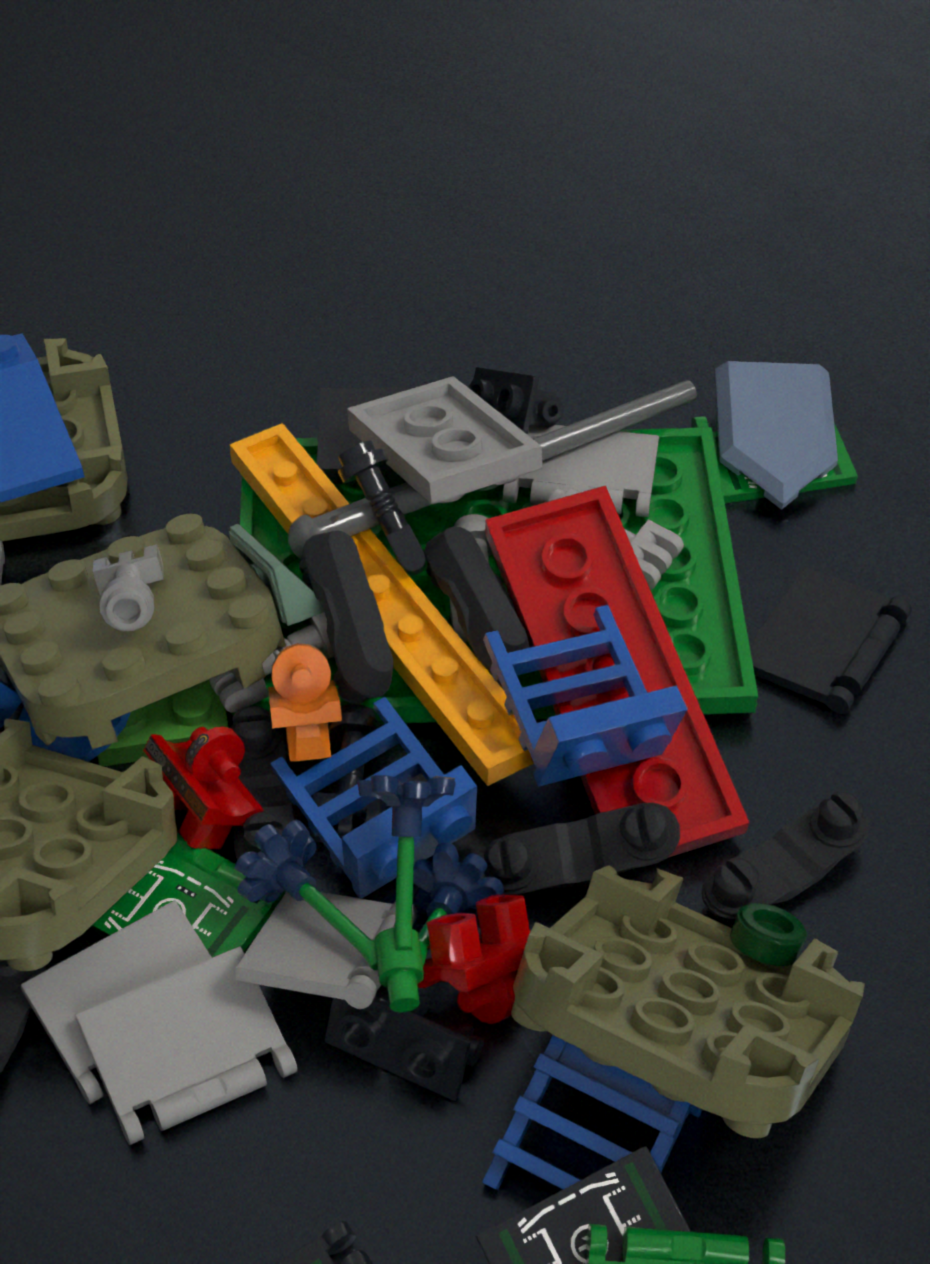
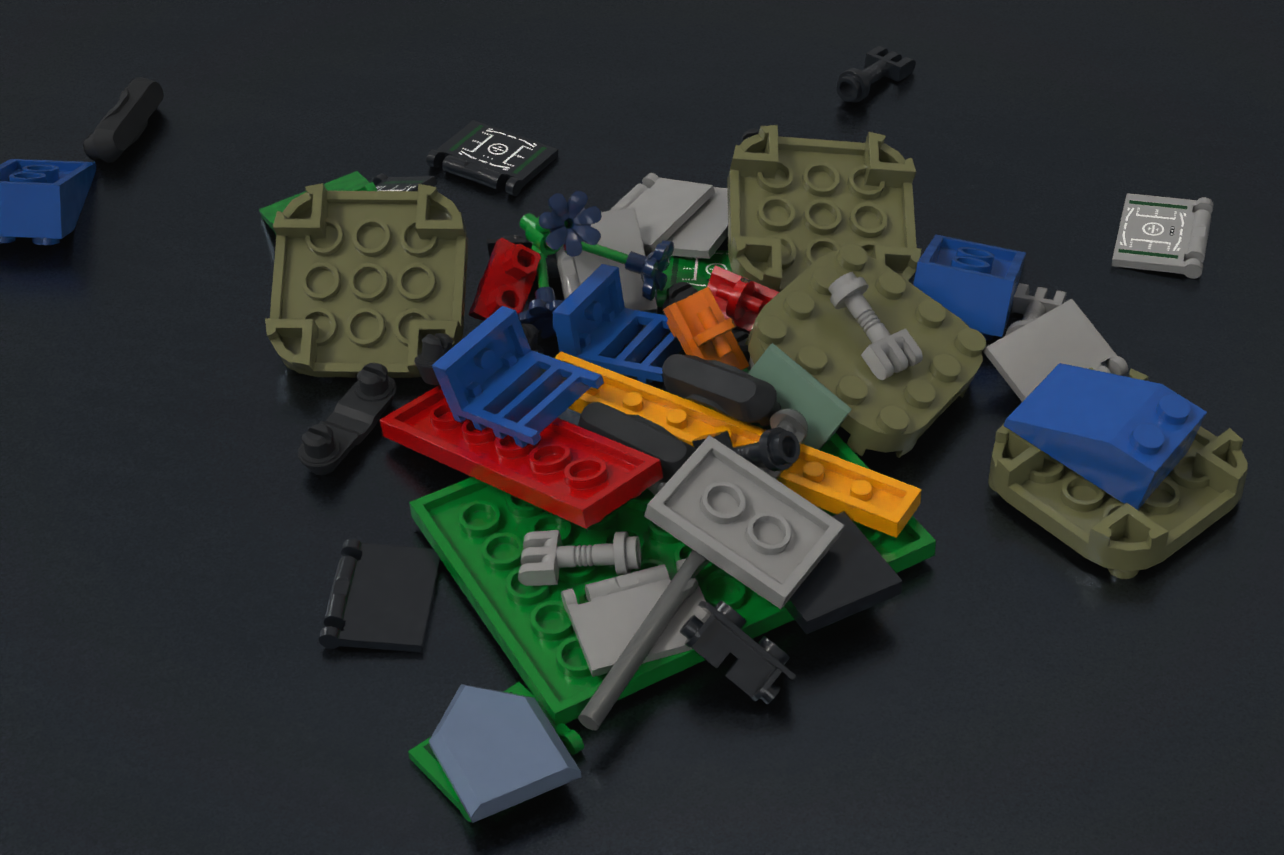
camera: 155 degrees right, 5 degrees down
(768, 934) = (339, 365): dark green tile -> none

